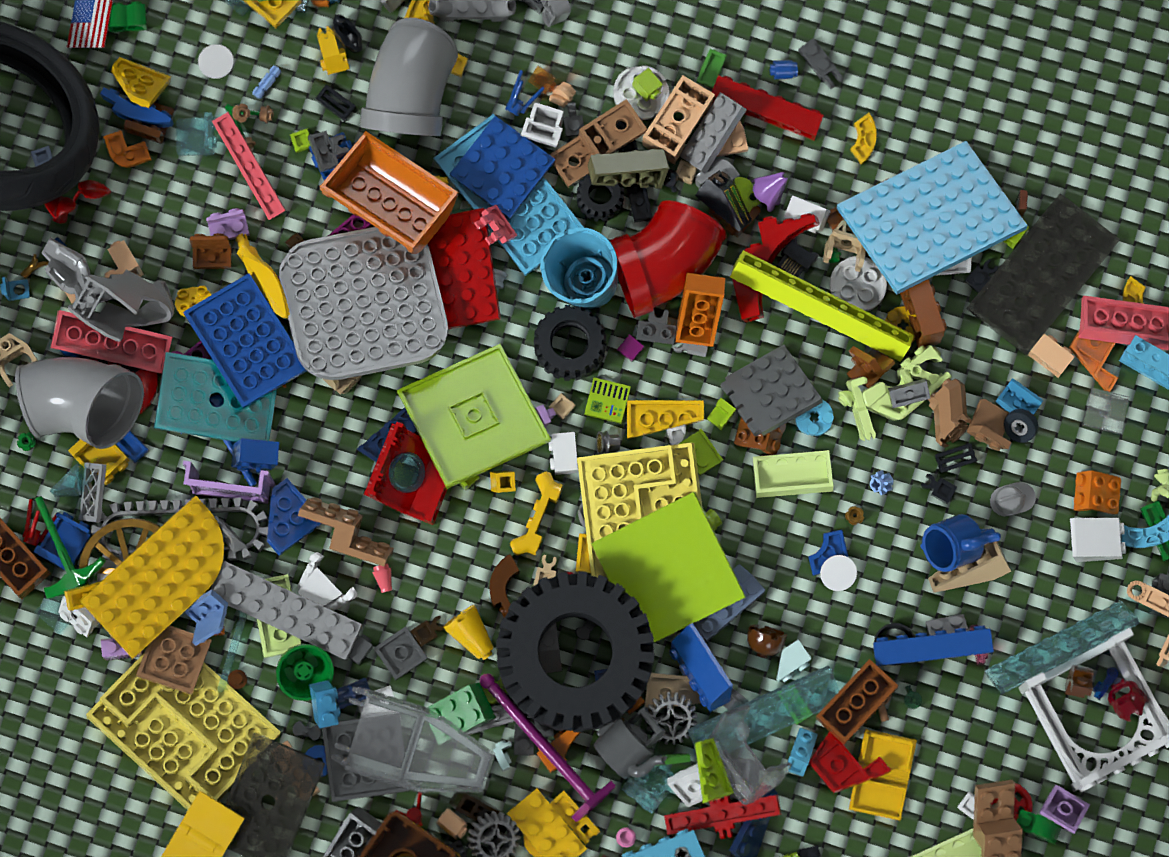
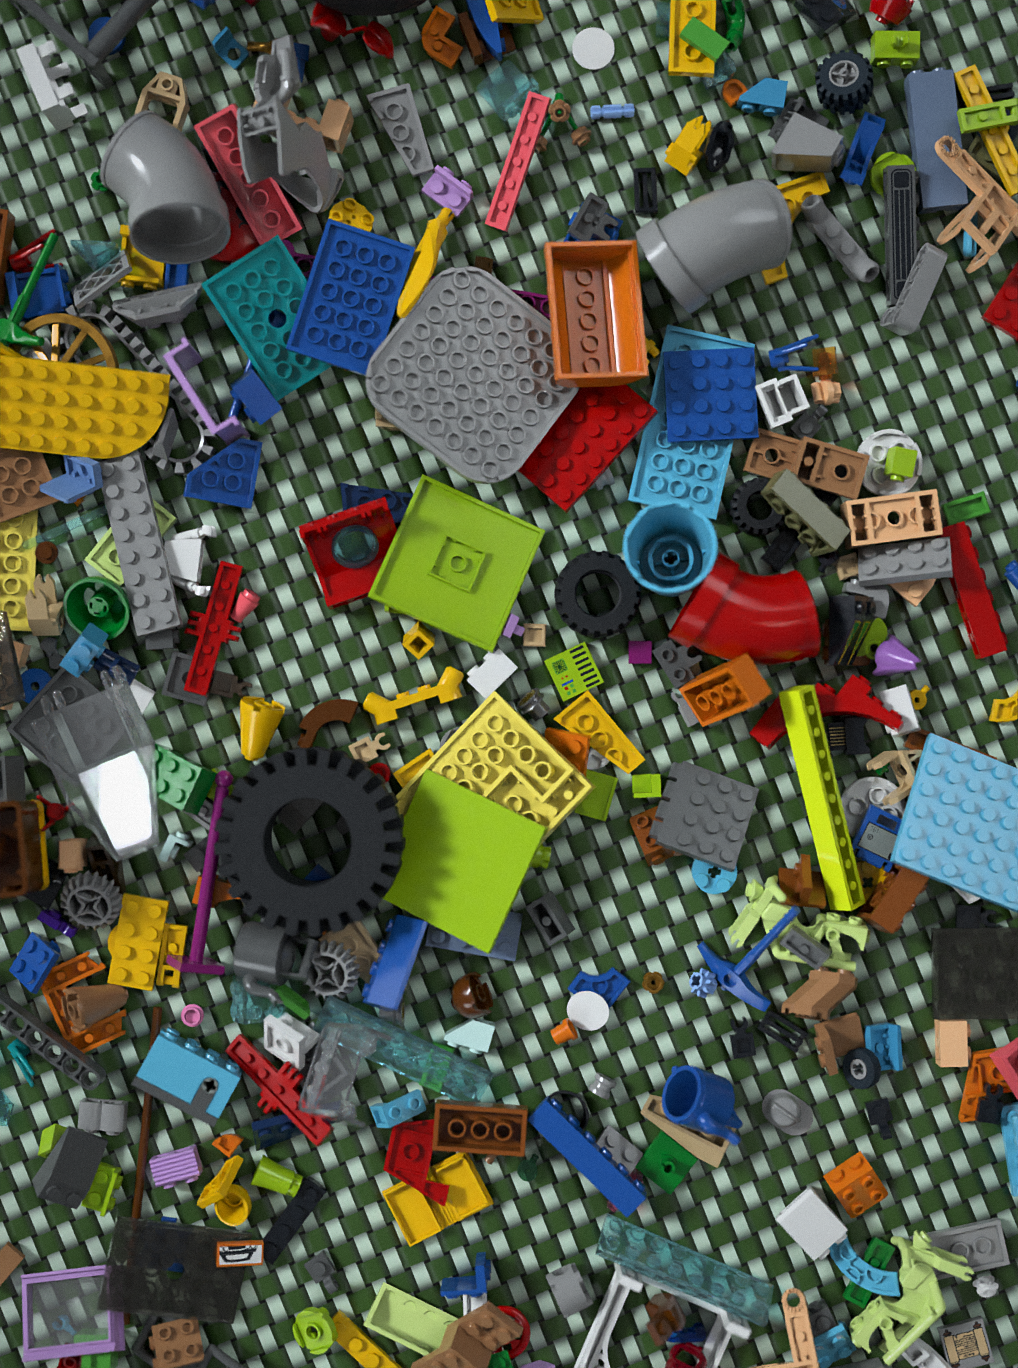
camera: 50 degrees right, 10 degrees up
(142, 468) = (159, 306): none -> light grey wedge
(159, 219) = (402, 123): none -> light grey wing
(211, 251) = (410, 197): dark orange bracket -> none
(279, 710) = (43, 610): none -> tan piece
(300, 140) = (582, 188): lime tile -> none
(346, 531) = (250, 541): medium nougat bracket -> none
(381, 609) = (213, 628): none -> red hinge
(502, 229) = (653, 437): coral plate -> none
(654, 437) = (571, 745): none -> orange plate
(712, 773) = (304, 1054): lime wing -> none
(756, 545) = (550, 918): none -> dark grey brick
(792, 474) = (645, 895): yellowish green slope -> none
(809, 194) = (920, 695): none -> yellow piece
(840, 600) = (564, 1032): none -> orange piece
(878, 296) = (875, 840): none -> container
(892, 460) = (733, 976): none -> blue piece
(896, 603) = (602, 1085): none -> light grey wheel
(955, 781) = (469, 1285): none -> blue bracket
(981, 604) = (666, 1162): none -> green tile
(1013, 734) = (569, 1289): none -> light grey brick
(1062, 439) = (879, 1113): none -> black plate
(1106, 411) = (940, 1132): clear plate -> none
(1114, 365) = (990, 1107): none -> black plate

